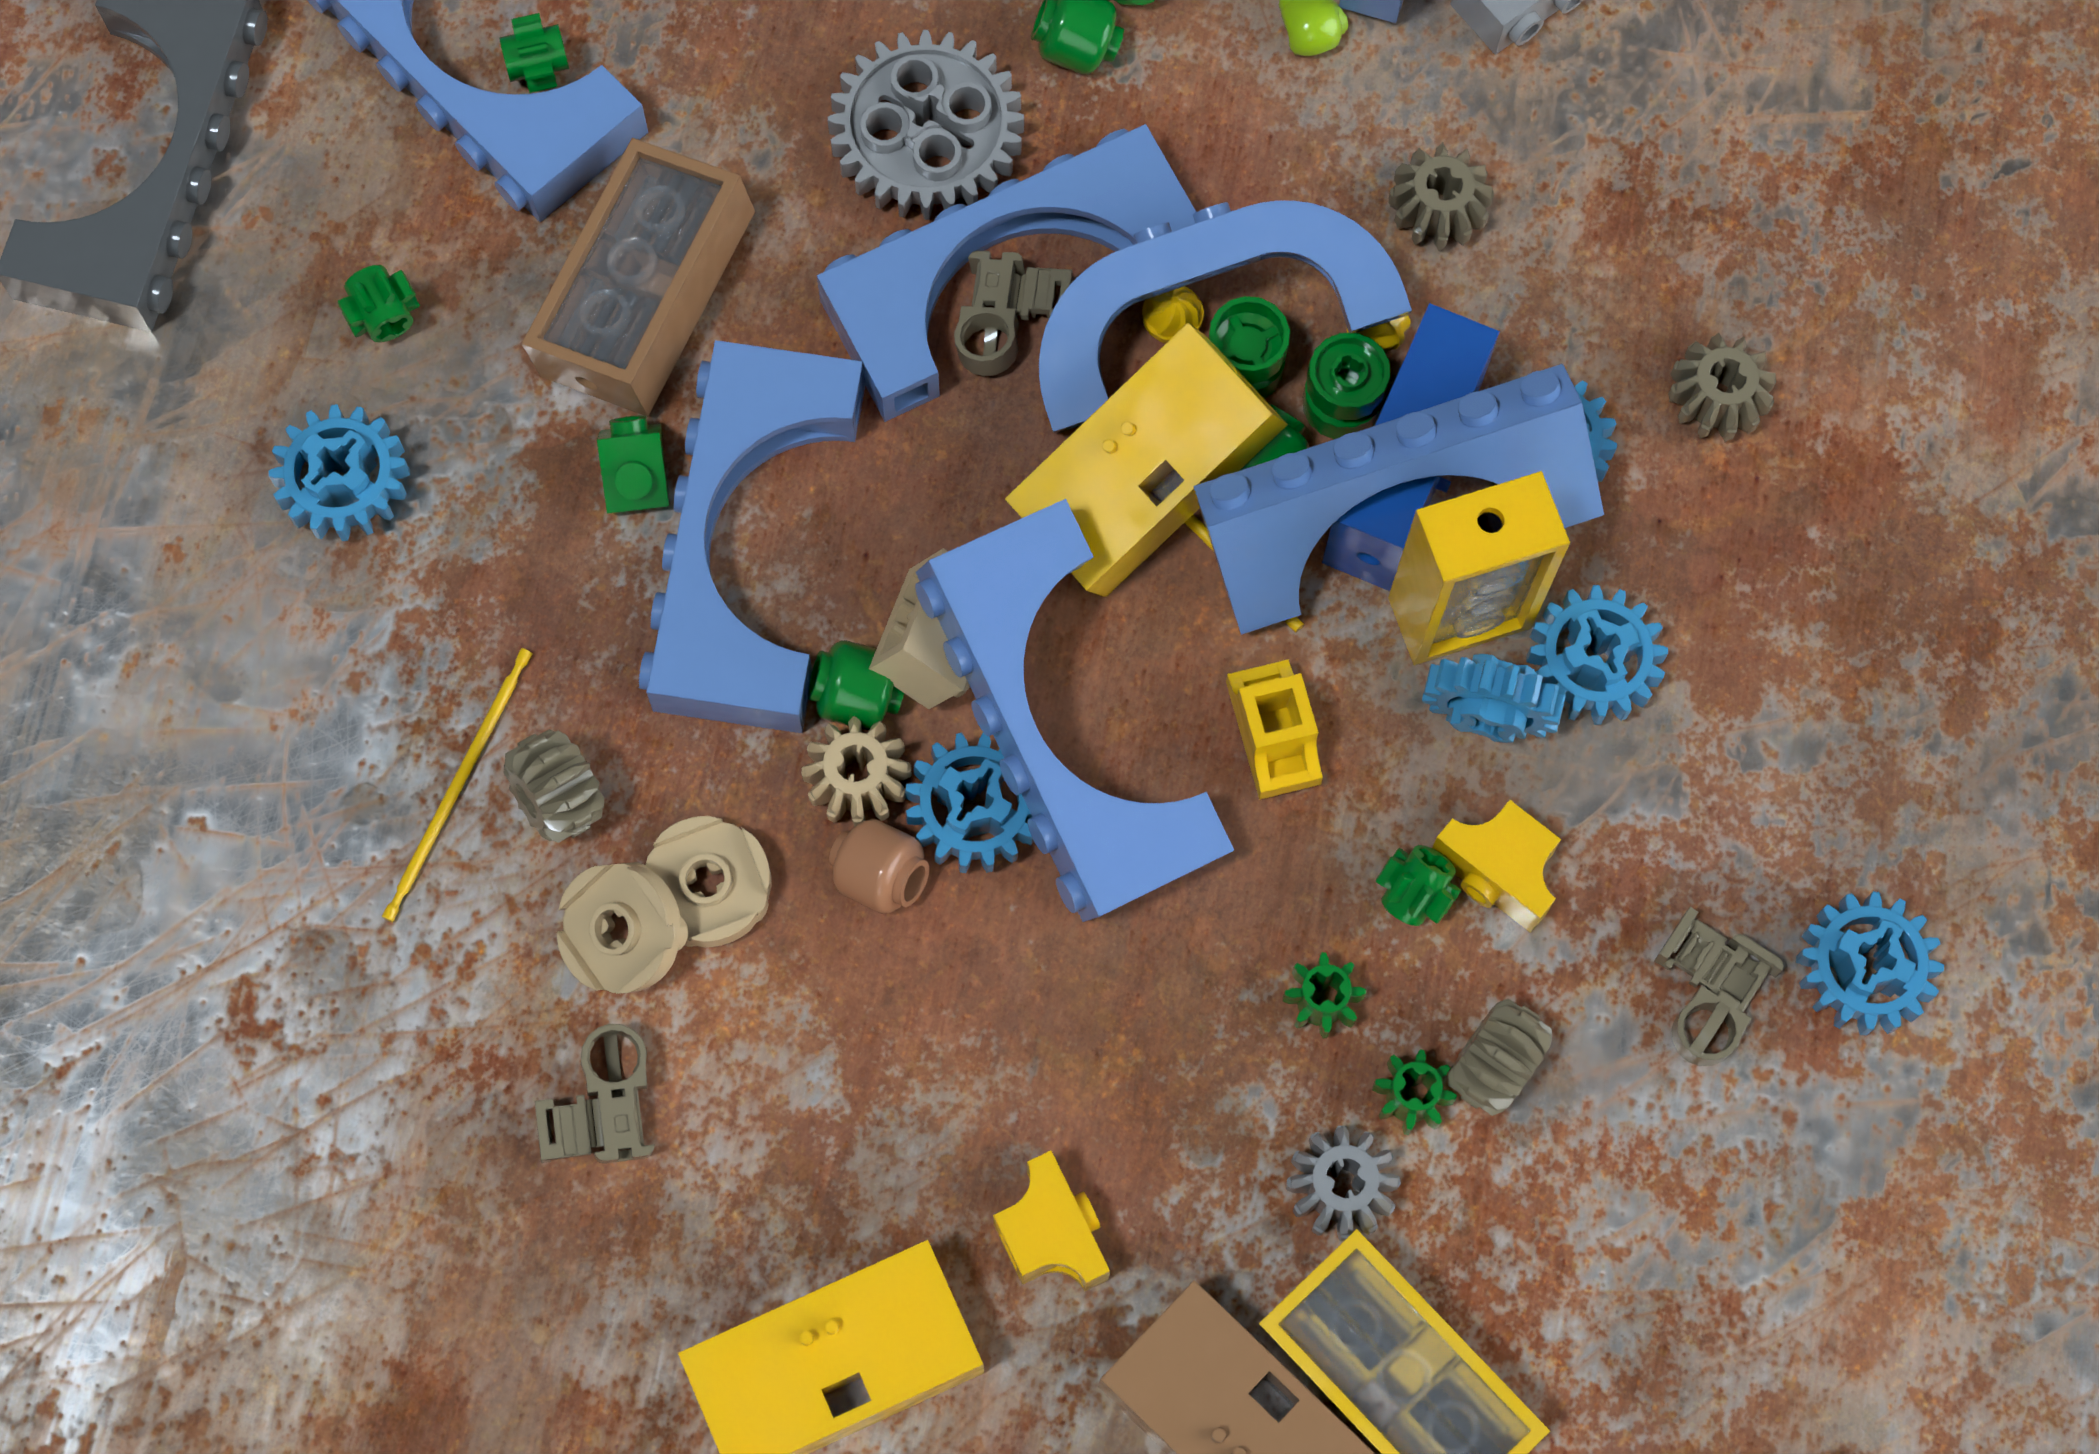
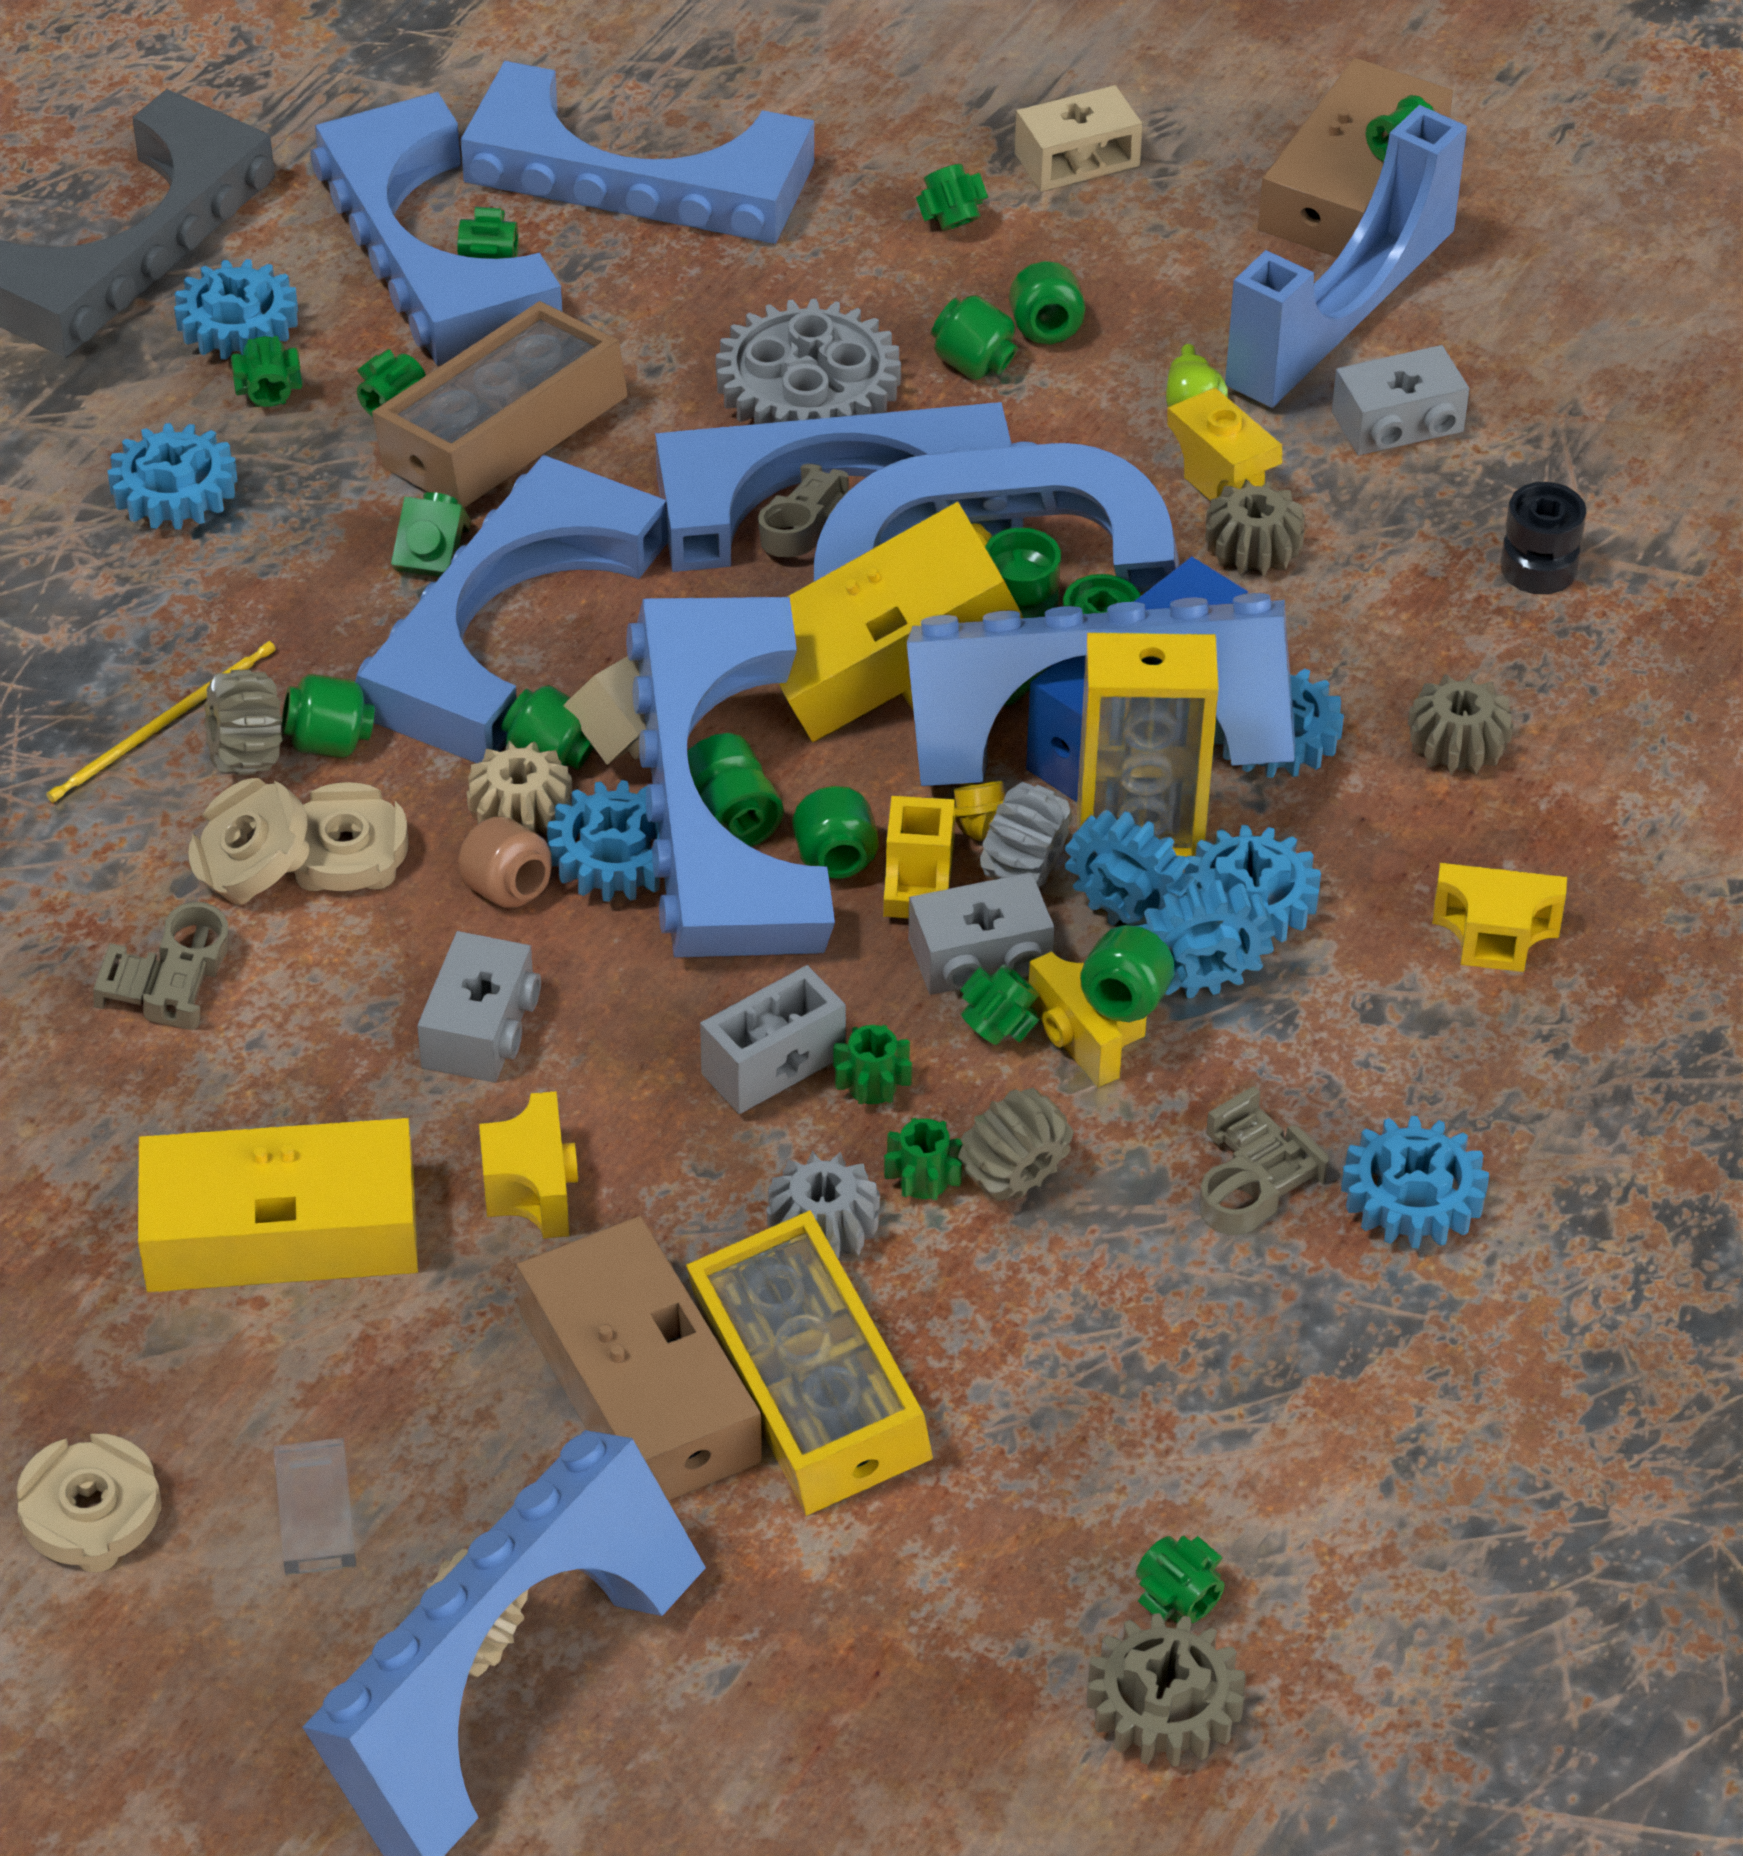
camera: 20 degrees right, 25 degrees down
(309, 249) = (235, 306): none -> dark azure gear
(514, 283) = (385, 378): none -> green gear
(628, 739) = (326, 716): none -> green head
(919, 1014) = (478, 1007): none -> light grey brick
(1071, 716) = (735, 787): none -> green wheel
(1184, 724) = (835, 831): none -> green head
(1226, 1007) = (772, 1039): none -> light grey brick
(1309, 641) = (977, 807): none -> yellow plate
(1372, 677) = (1026, 833): none -> light grey gear
(1378, 106) = (1221, 443): none -> yellow brick
(1382, 771) = (977, 928): none -> light grey brick
(1547, 842) = (1127, 973): none -> green head
(1591, 757) = (1206, 938): none -> dark azure gear
(1724, 127) = (1543, 537): none -> black wheel
(1835, 612) = (1498, 912): none -> yellow brick

